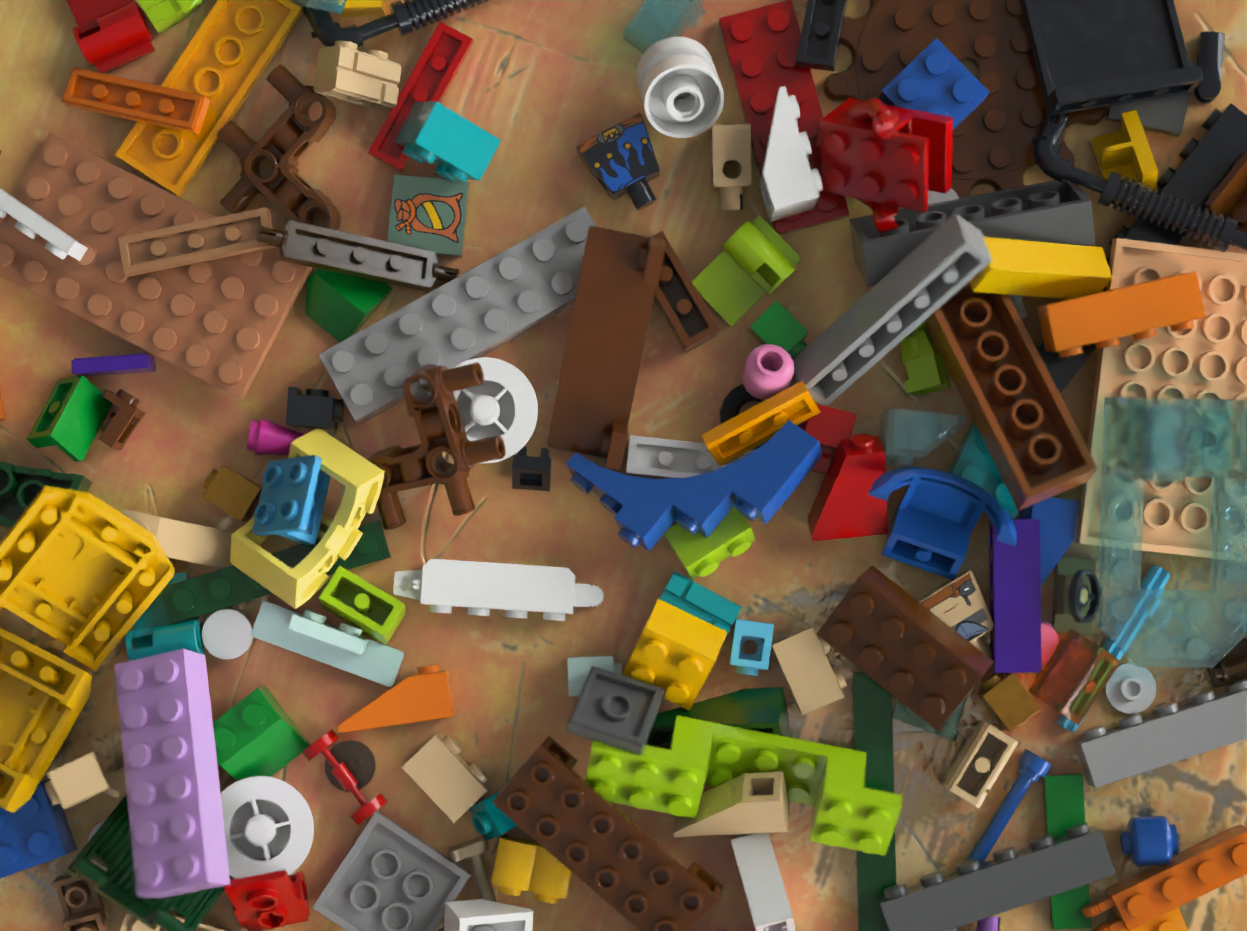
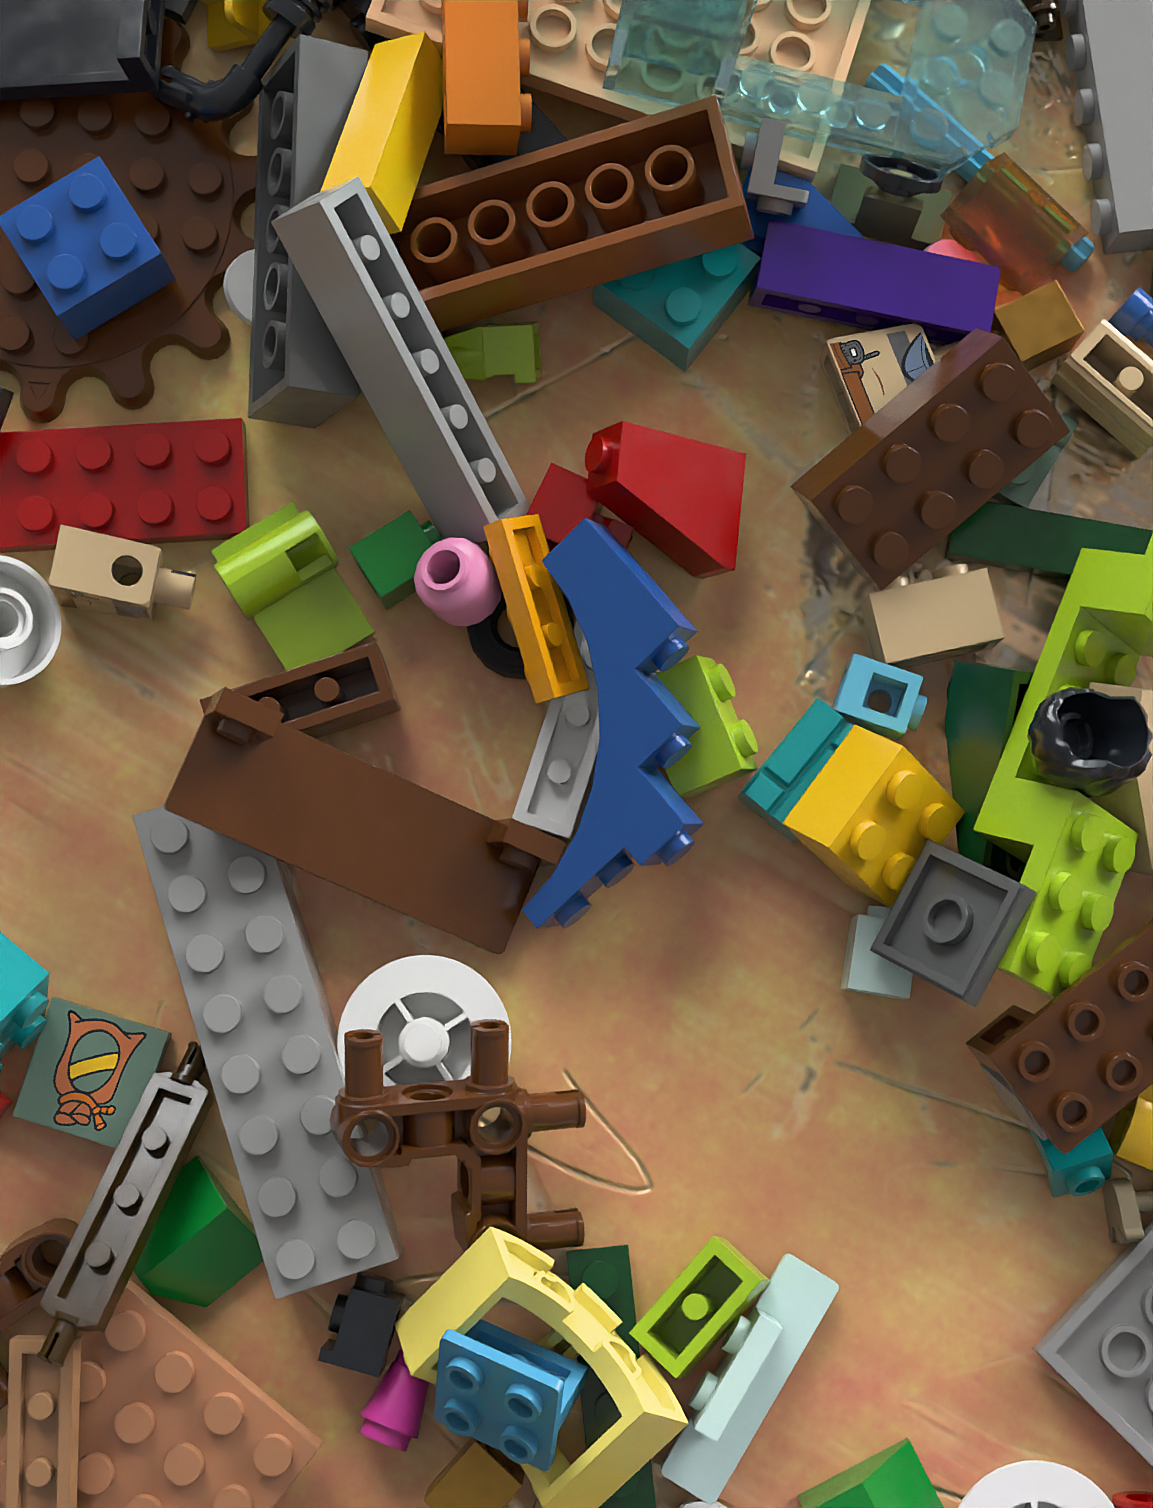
camera: 85 degrees left, 5 degrees down
(344, 776) = (975, 1391): red wheel -> none
(357, 759) = (952, 1379): clear smoke piece -> none
(412, 700) = (868, 1253): orange slope -> none
(446, 776) = (1000, 1222): tan brick -> none
(496, 586) = (710, 1081): white hinge -> none
(531, 472) = (538, 986): black tile -> none
(623, 161) = (76, 745): torso -> none
(741, 772) = (1090, 740): none -> black hair
(786, 176) = (151, 486): white slope -> none
(885, 156) = (161, 331): red torso -> none
(914, 434) = (600, 376): clear light blue slope -> none
(937, 518) = (735, 374): blue piece -> none
(1076, 506) = (761, 158): none -> light grey bracket
(1130, 689) = (1045, 153): white piece -> none

